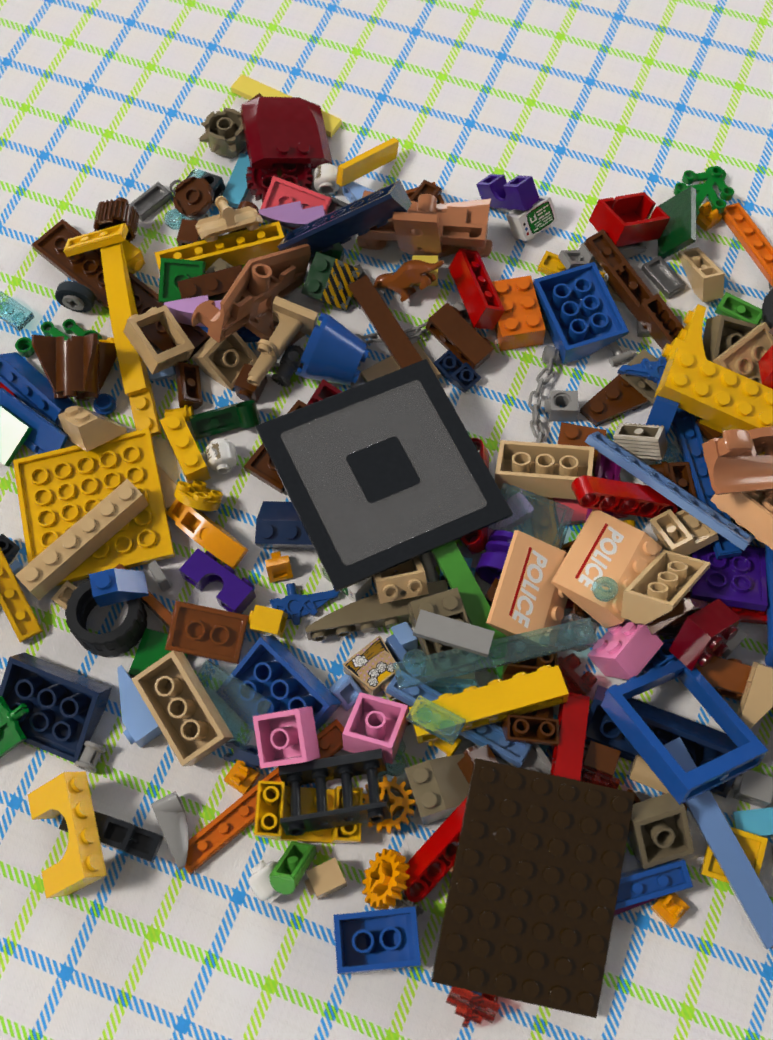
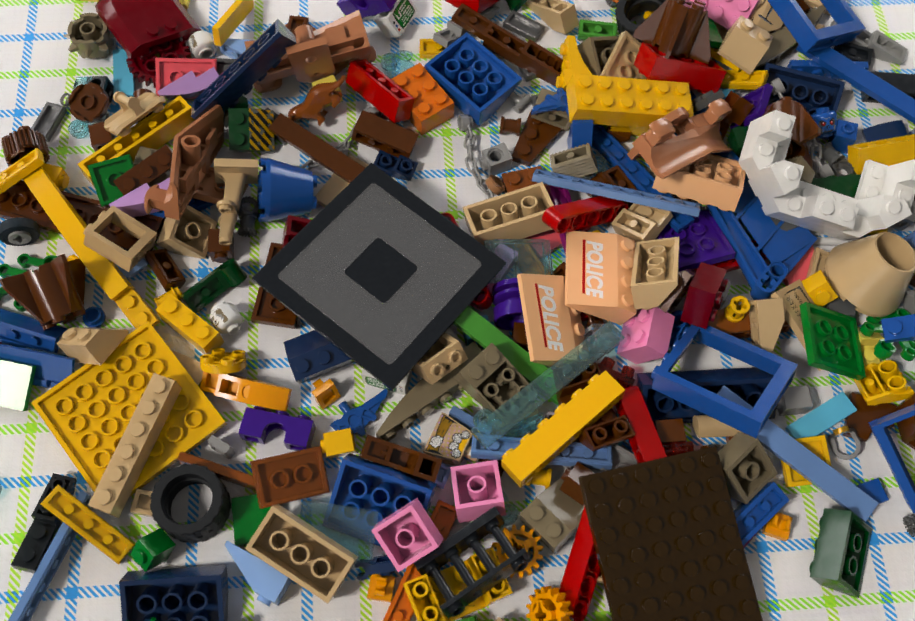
camera: 30 degrees left, 0 degrees up
(53, 642) = (152, 549): none -> green brick
(117, 586) = (193, 471): blue slope -> none
(317, 661) = (401, 458): none -> reddish brown arch
(405, 636) = (464, 403): light blue slope -> none
(435, 719) = (531, 460): clear light blue plate -> none
(453, 633) = (509, 381): light grey tile -> none
(514, 267) = (399, 60): none -> clear light blue plate
(548, 431) = (495, 184): none -> medium nougat tile
(594, 376) = (510, 126): none -> reddish brown bush
(602, 594) = (612, 297): clear light blue plate -> none
(724, 967) = (841, 551): none -> dark green slope
(736, 657) = (743, 308): none -> yellow bush

